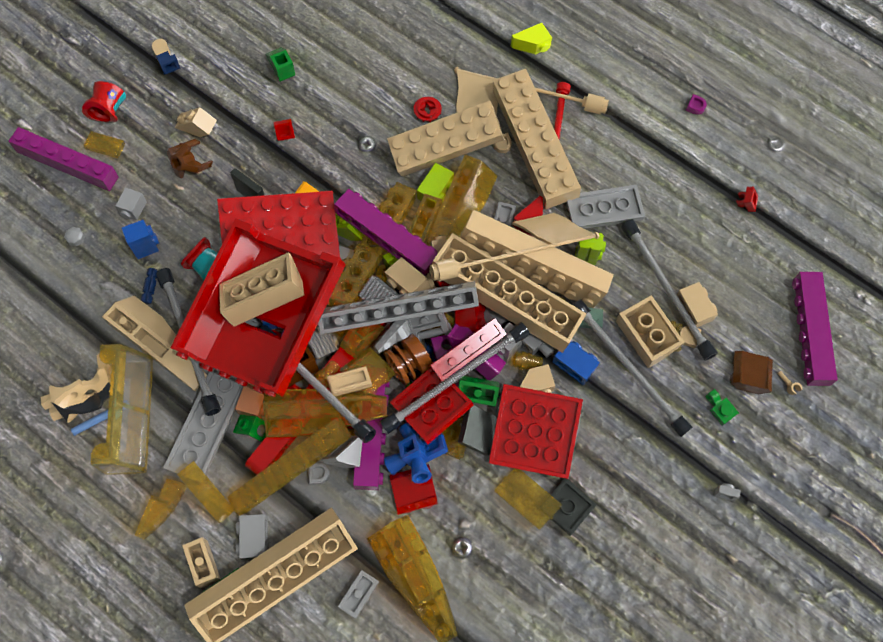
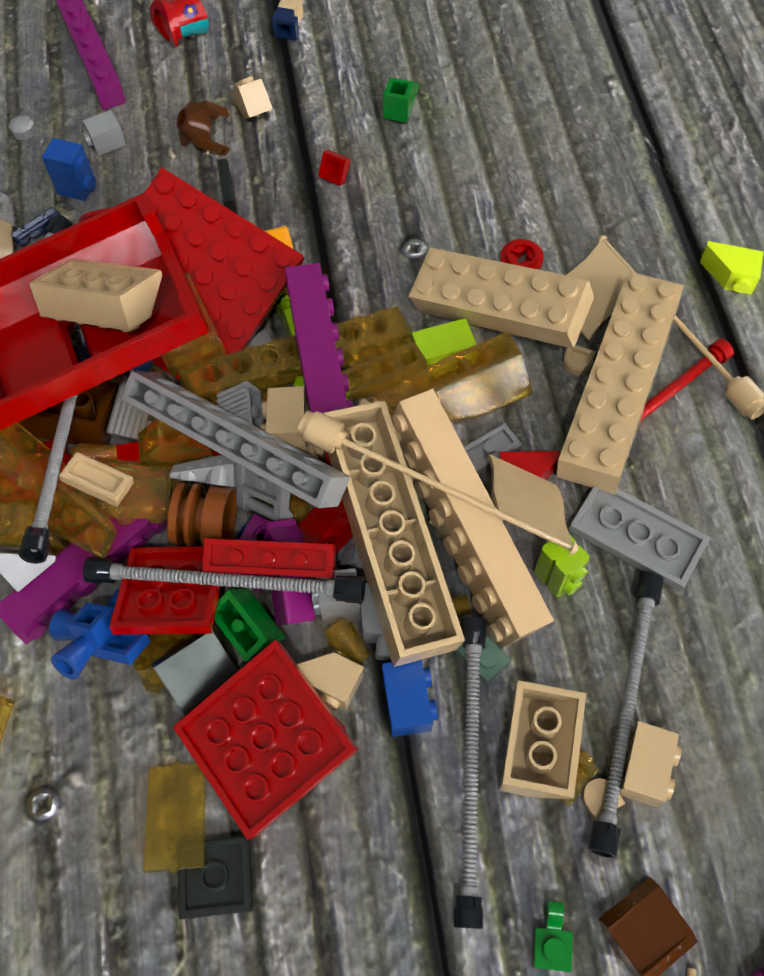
camera: 45 degrees right, 5 degrees down
(104, 144) = (143, 62): clear yellow tile -> none
(411, 495) = (50, 689): red slope -> none

